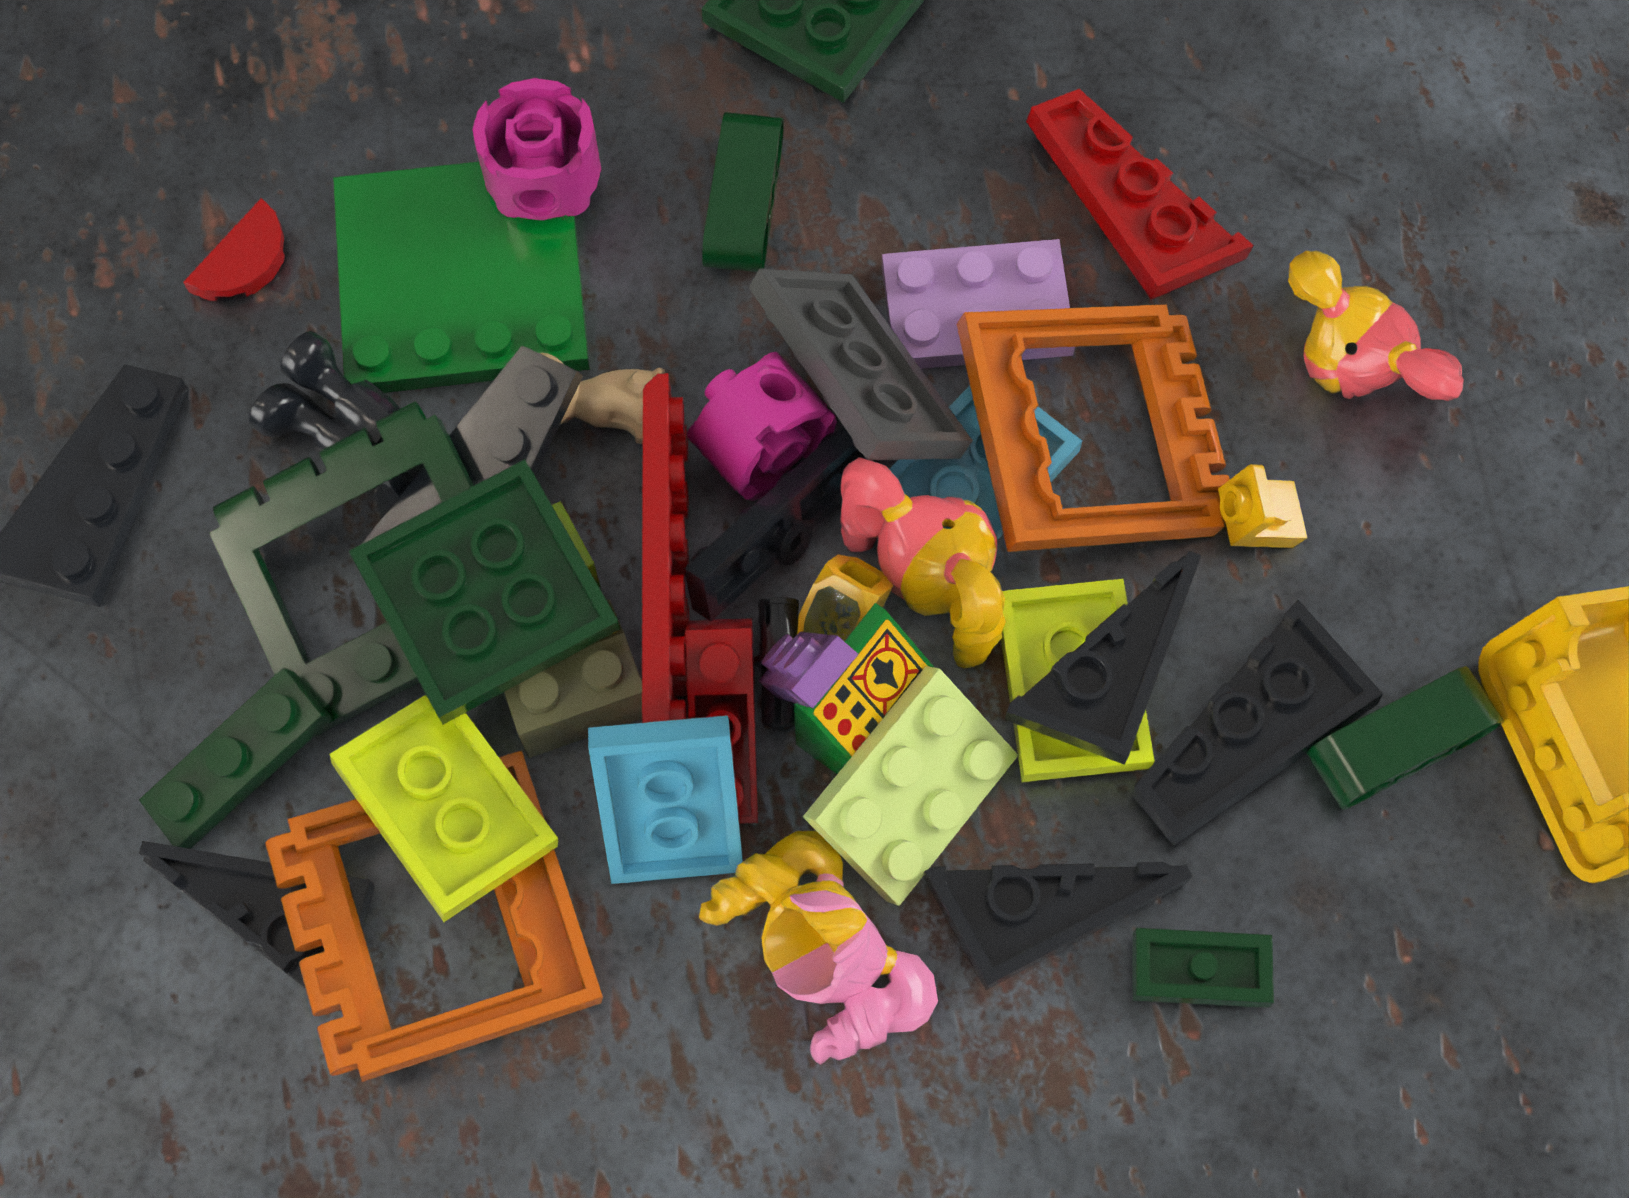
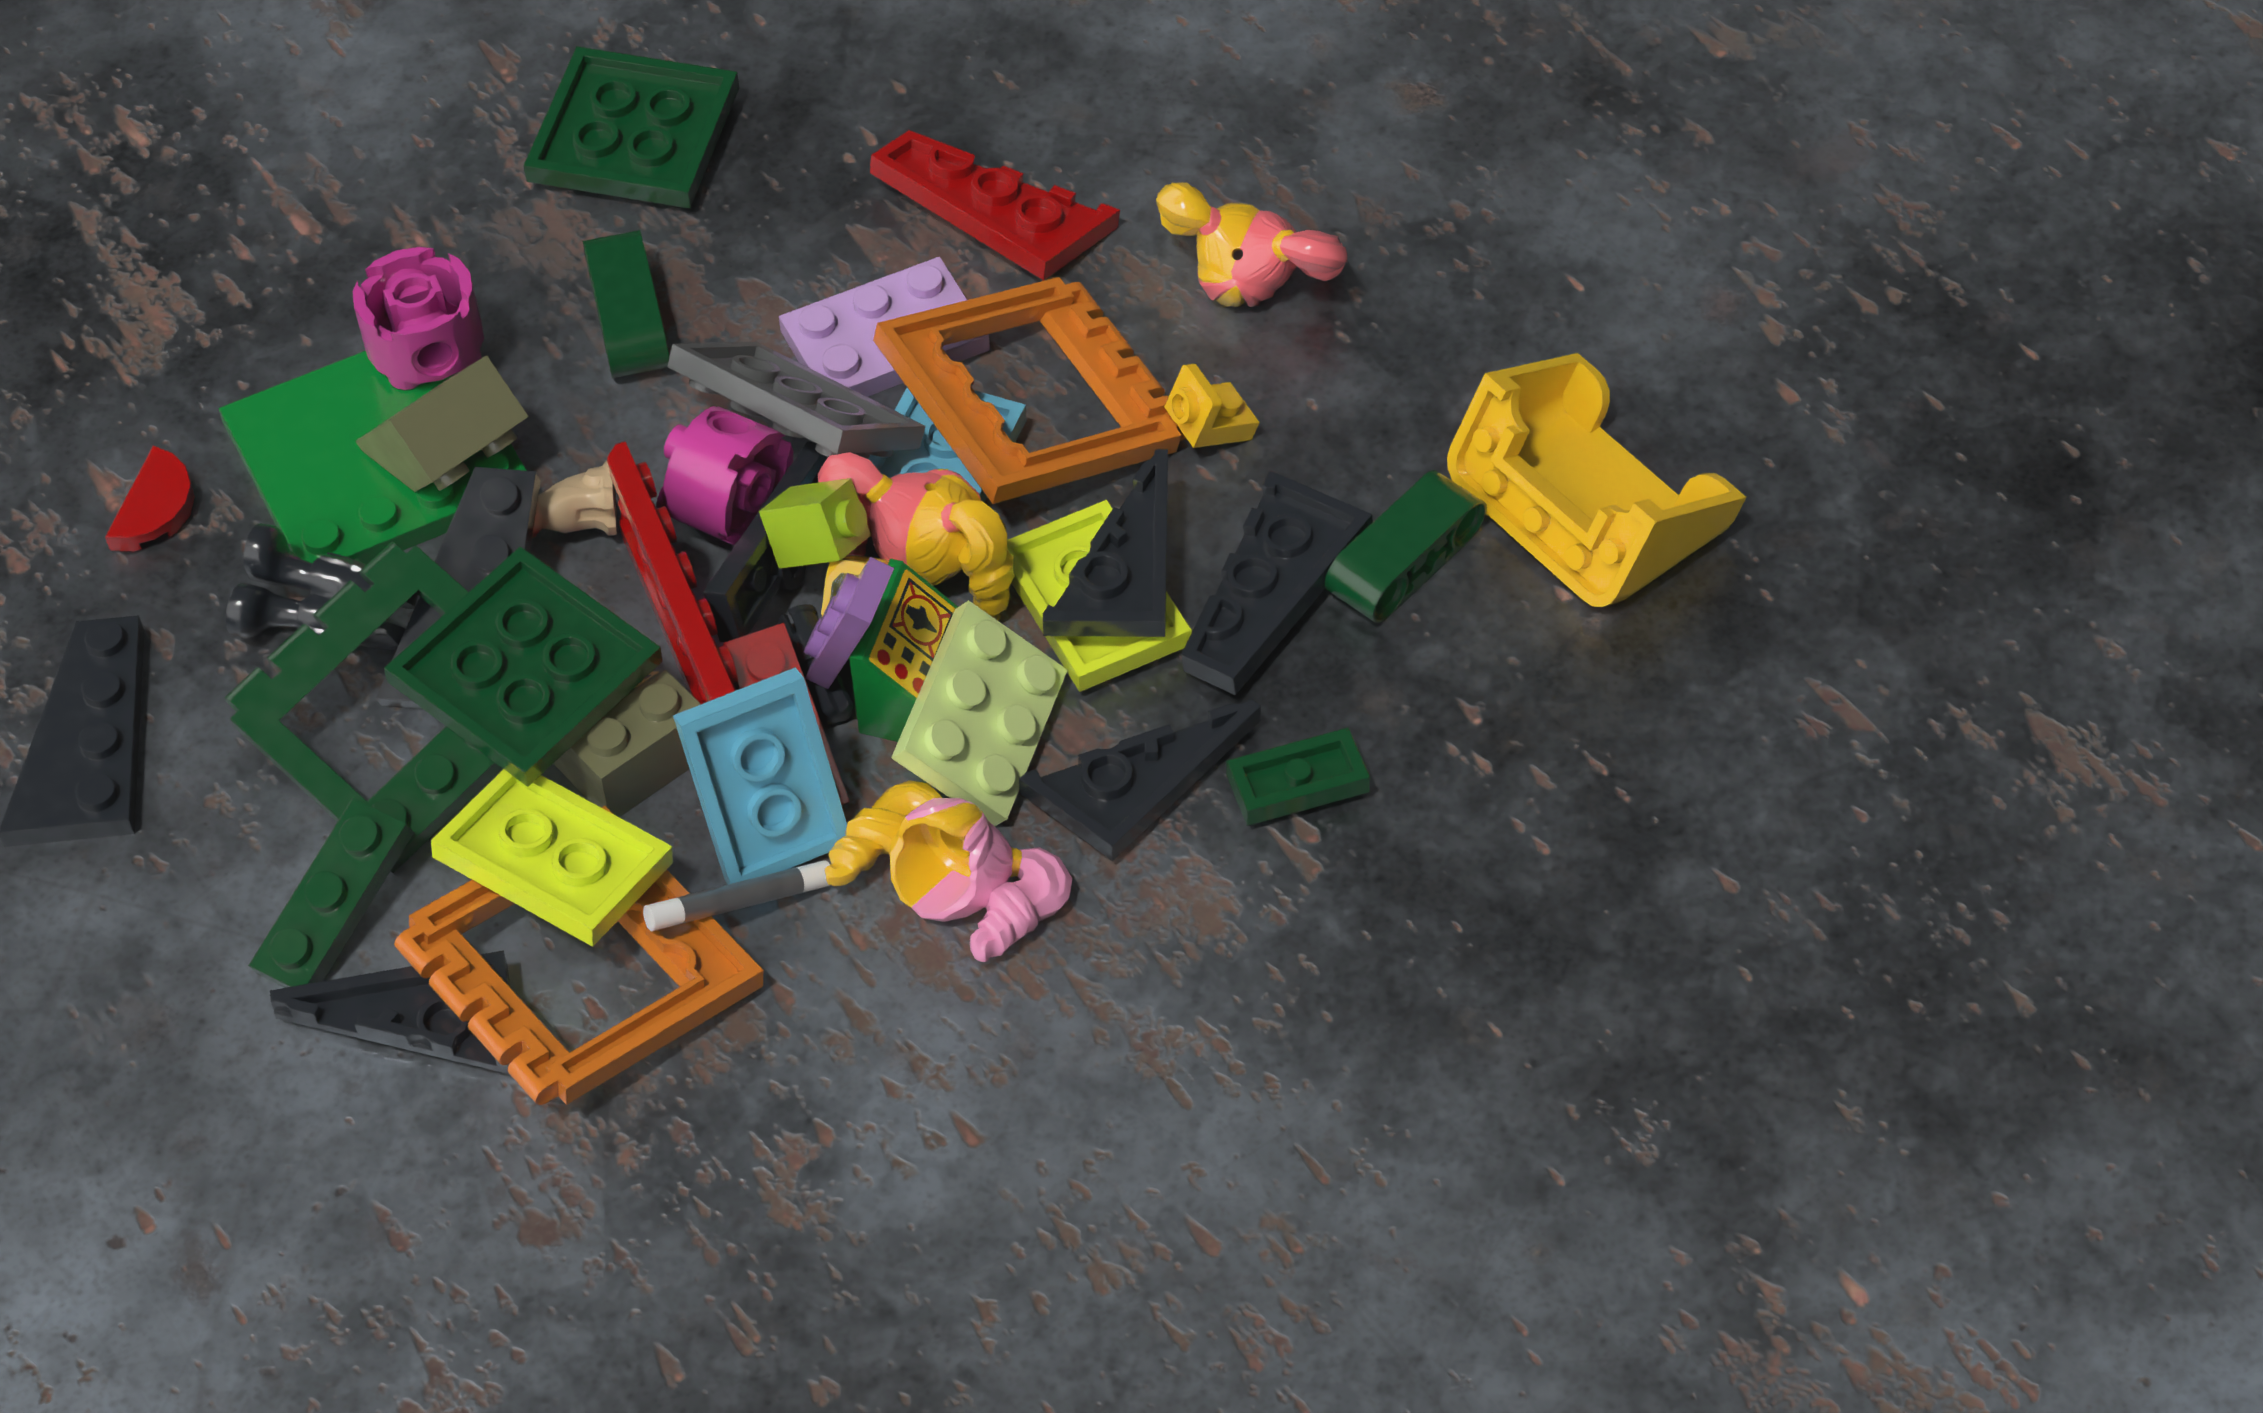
camera: 20 degrees left, 15 degrees down
(519, 282) = (446, 427): none -> olive slope
(606, 902) = (735, 896): none -> flat silver bar
(822, 523) = (815, 523): none -> lime brick

